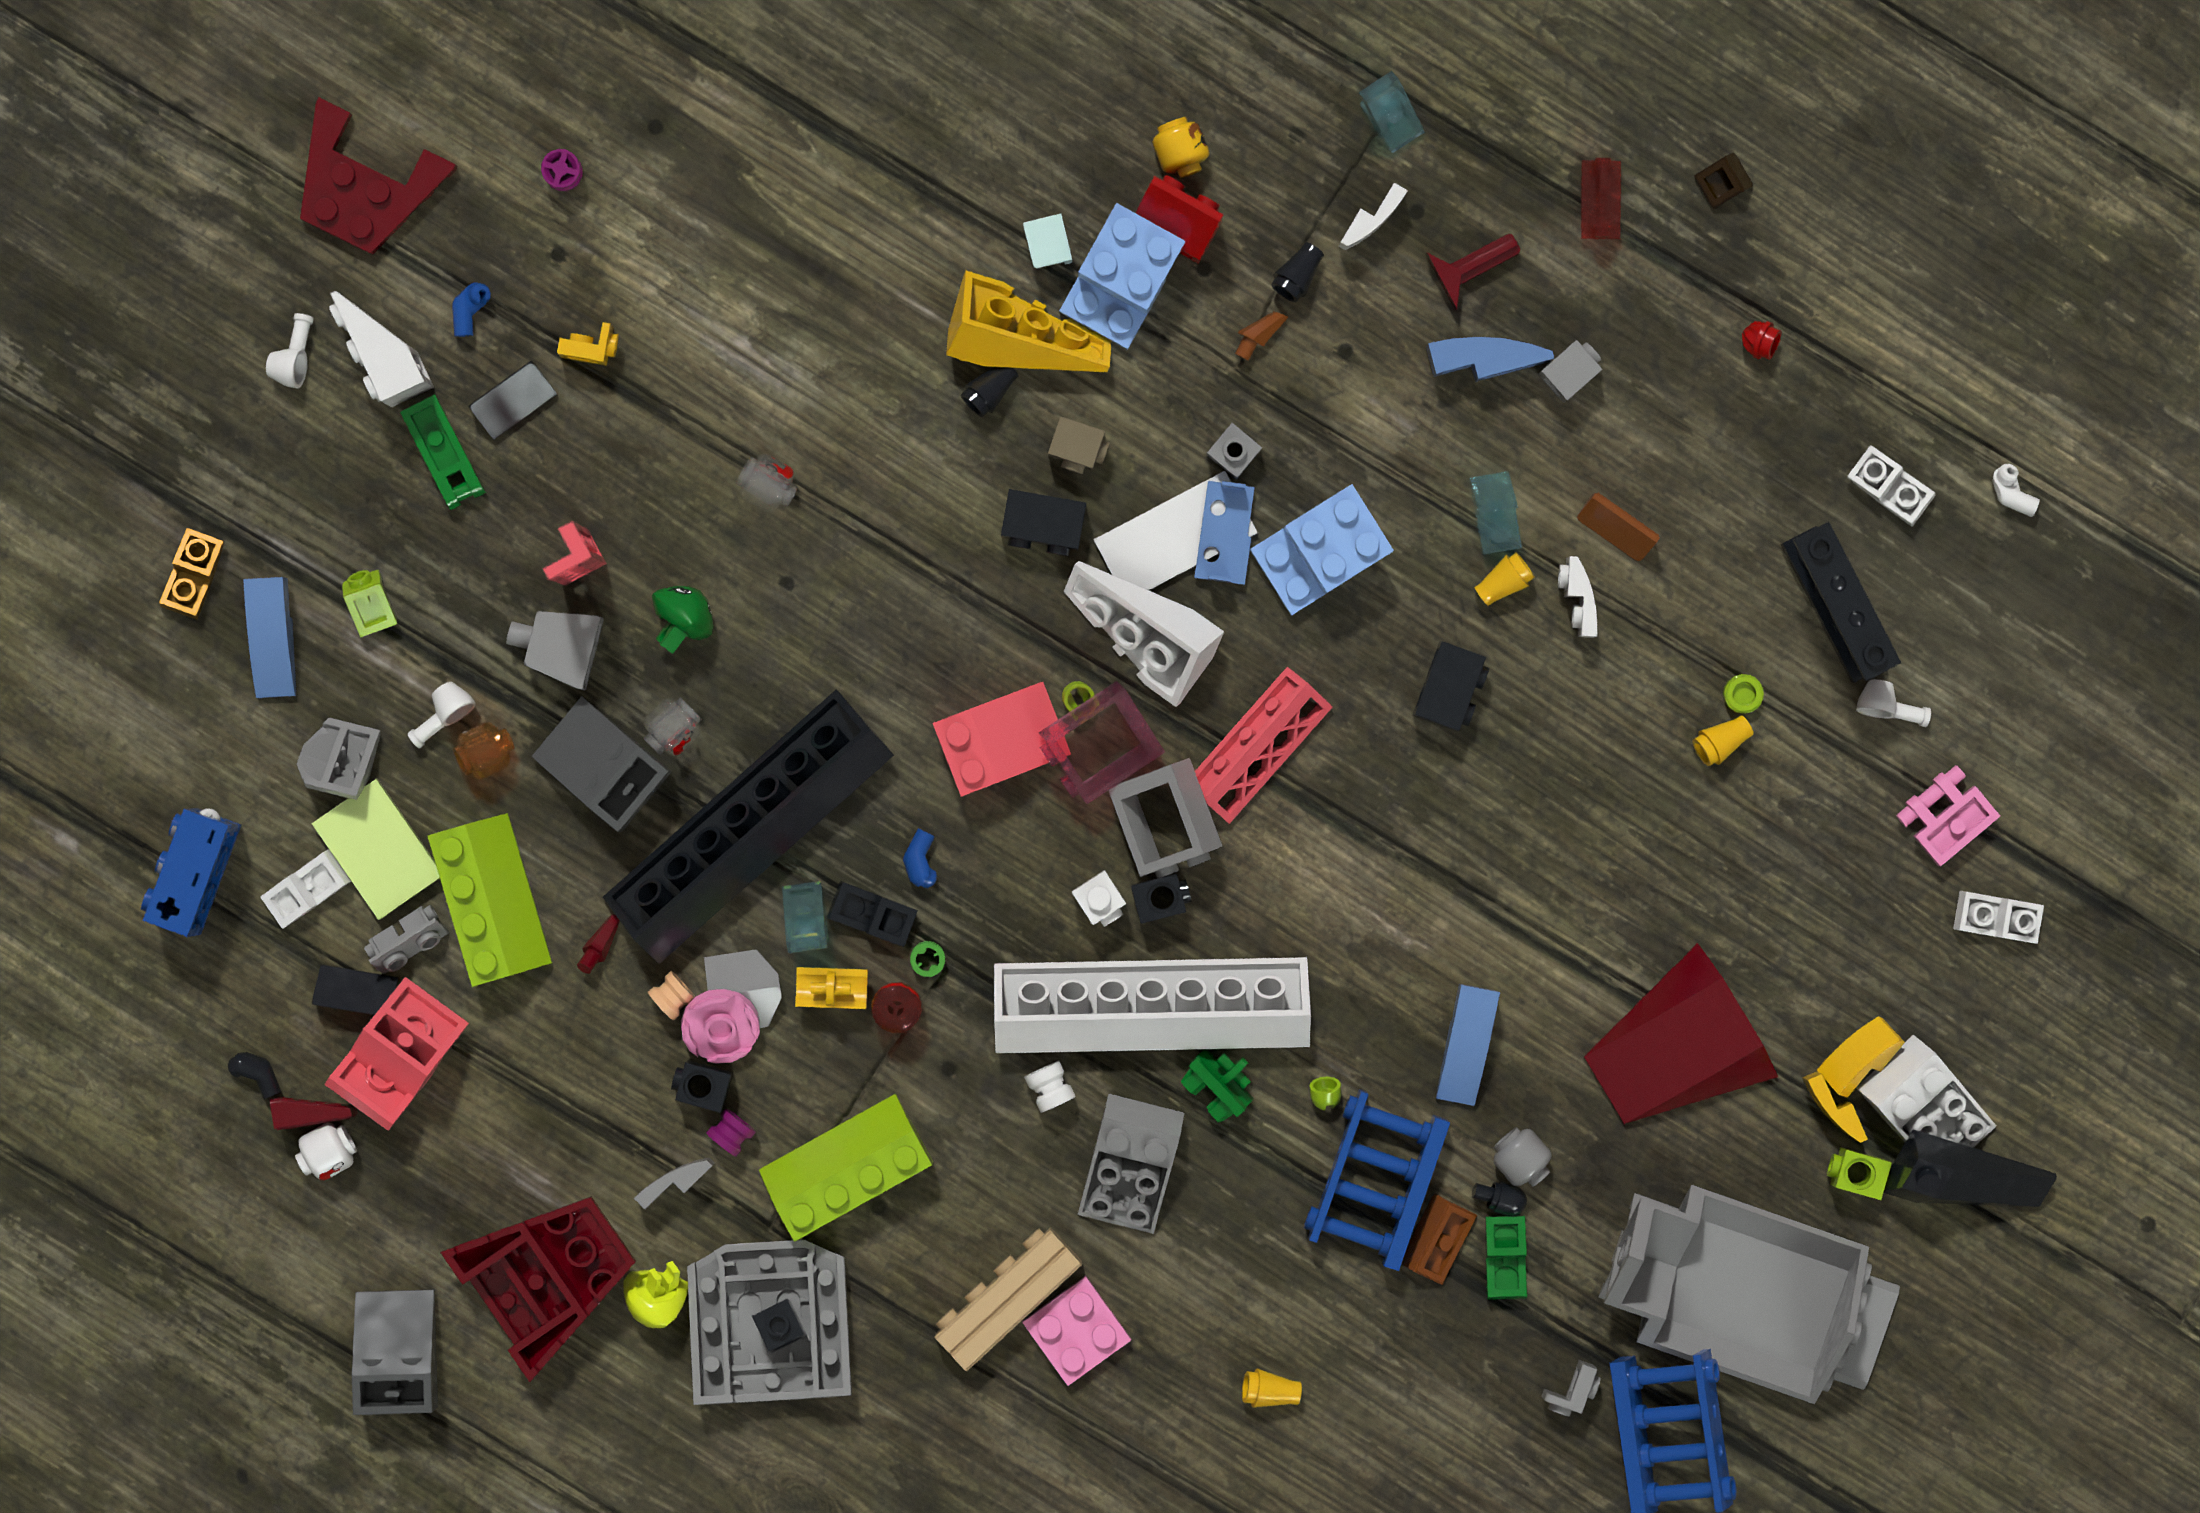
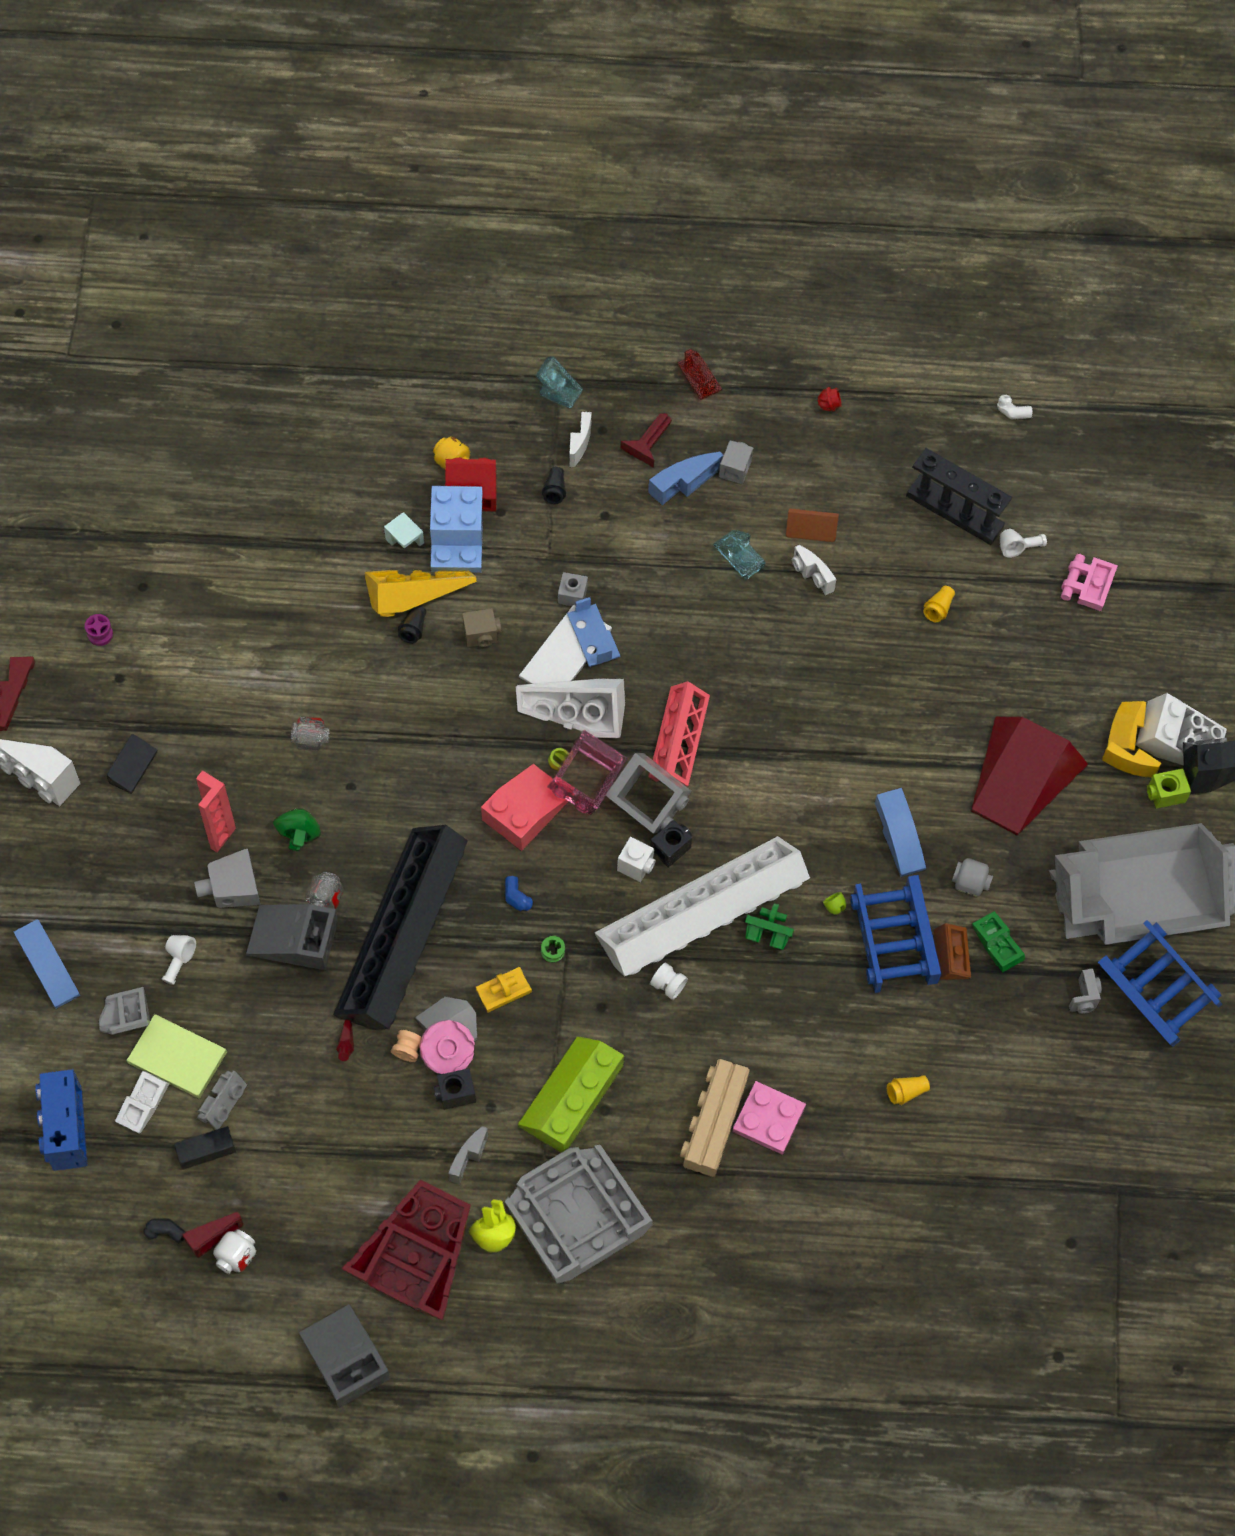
camera: 30 degrees left, 25 degrees down
(368, 602) = (100, 915): lime bracket -> none
(396, 1053) = (250, 1164): coral bracket -> none
(442, 450) = (103, 811): green plate -> none
(466, 305) = (78, 727): blue arm -> none
(483, 750) = (214, 963): clear orange head -> none
(489, 899) = (262, 1048): lime slope -> none
(582, 348) = (163, 715): yellow bracket -> none
(730, 1132) = (488, 1107): magenta wheel -> none
(779, 1326) = (583, 1202): black brick -> none
(804, 917) = (465, 961): clear light blue slope -> none
(872, 913) = (503, 941): black slope -> none
(910, 1002) = (549, 980): clear red head -> none
(1043, 521) = (484, 676): black brick -> none
(1131, 1163) = (744, 1002): light grey slope -> none
(1259, 333) = (550, 528): dark orange bar -> none
(1321, 549) = (653, 612): light blue bracket -> none
(1451, 686) = (770, 650): black brick -> none
(1501, 1198) = (974, 908): black cylinder -> none
(1505, 579) = (767, 579): yellow cone -> none
(1723, 180) = (759, 338): dark brown slope -> none
(1743, 693) = (935, 577): lime tile -> none
(1891, 485) = (944, 438): white slope -> none
(1998, 917) = (1154, 620): white slope -> none

